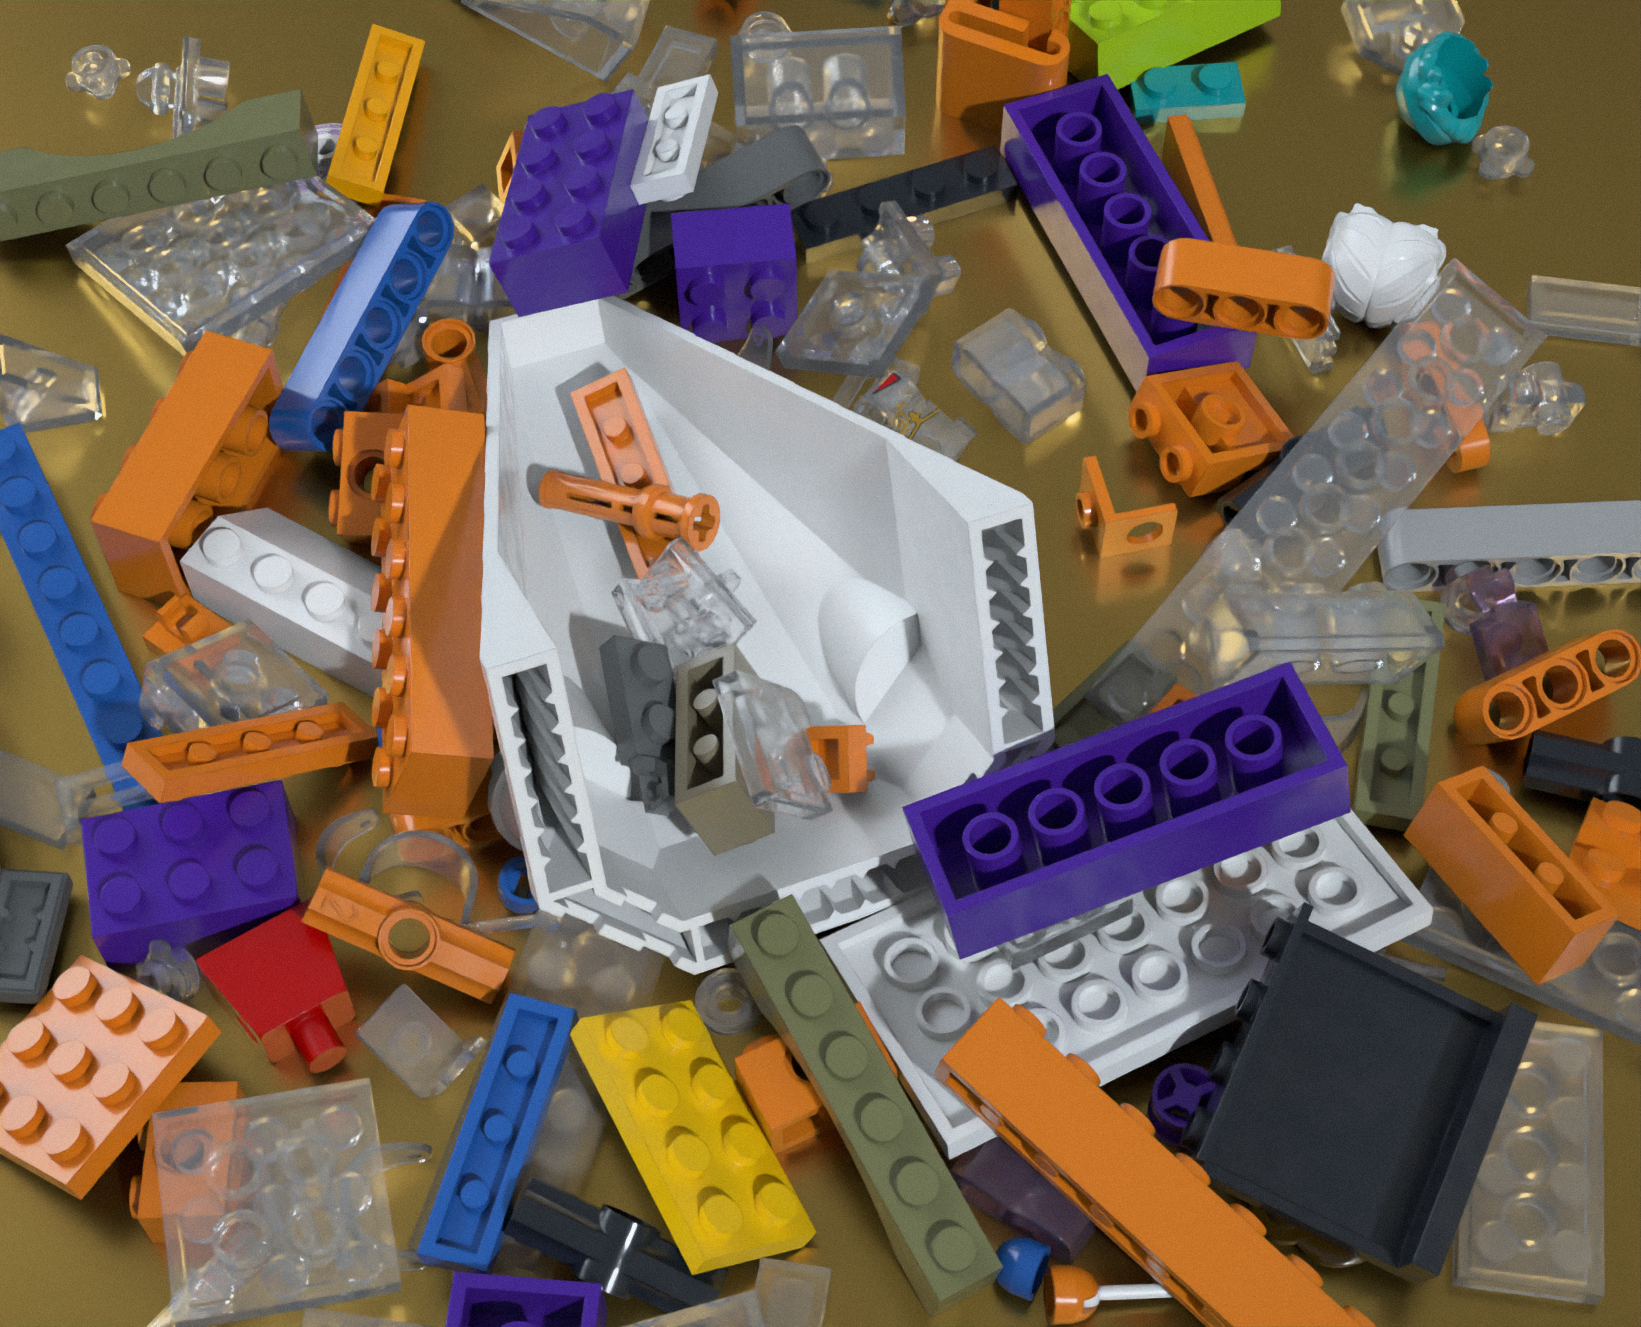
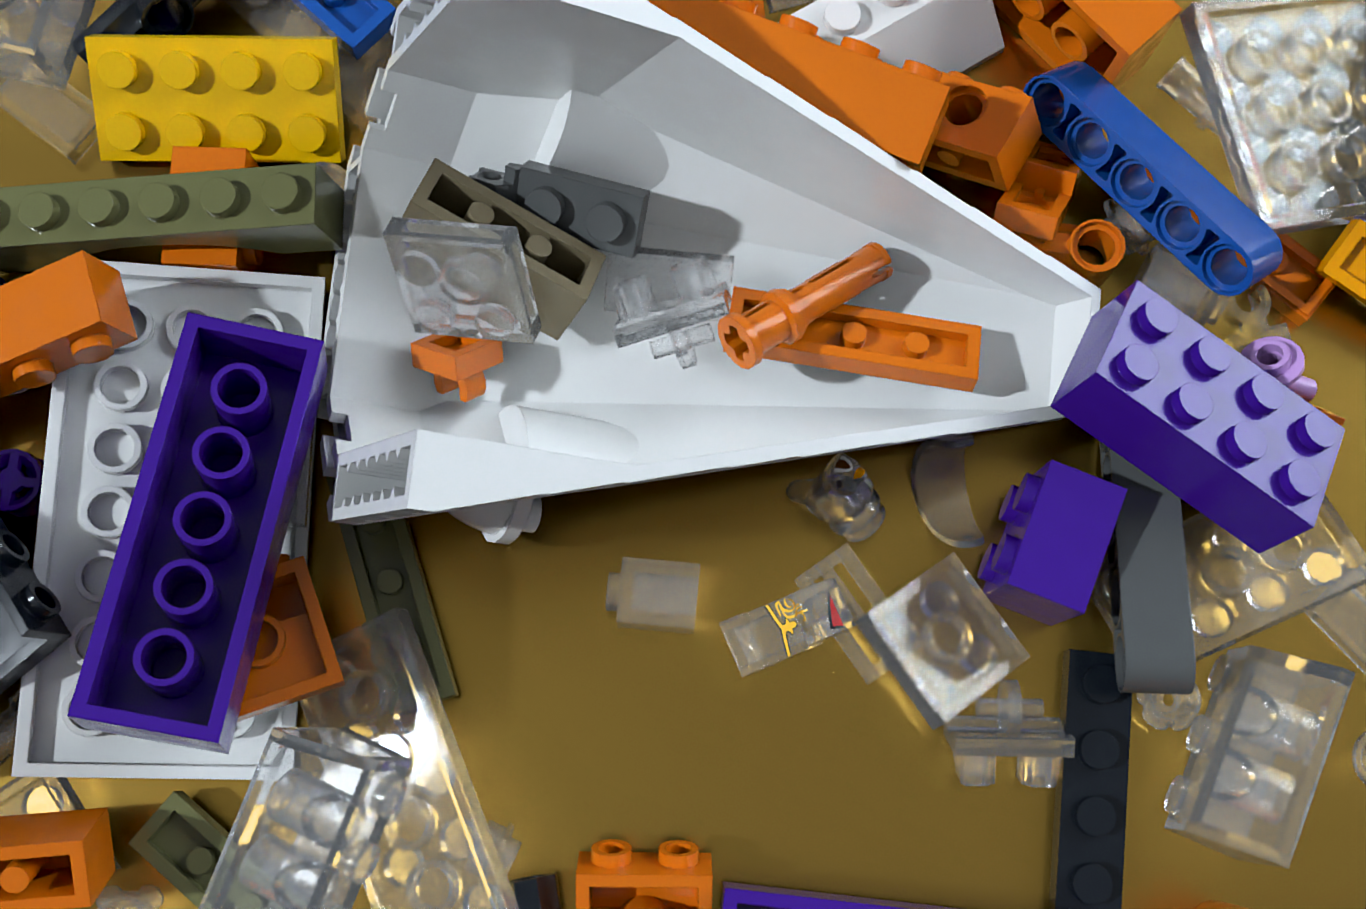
camera: 115 degrees right, 20 degrees up
(487, 188) = (1284, 362): none -> lavender plate
(674, 140) = (1239, 553): white plate -> none
(1019, 375) = (807, 771): clear brick -> none
(1112, 529) = (608, 748): orange bracket -> none

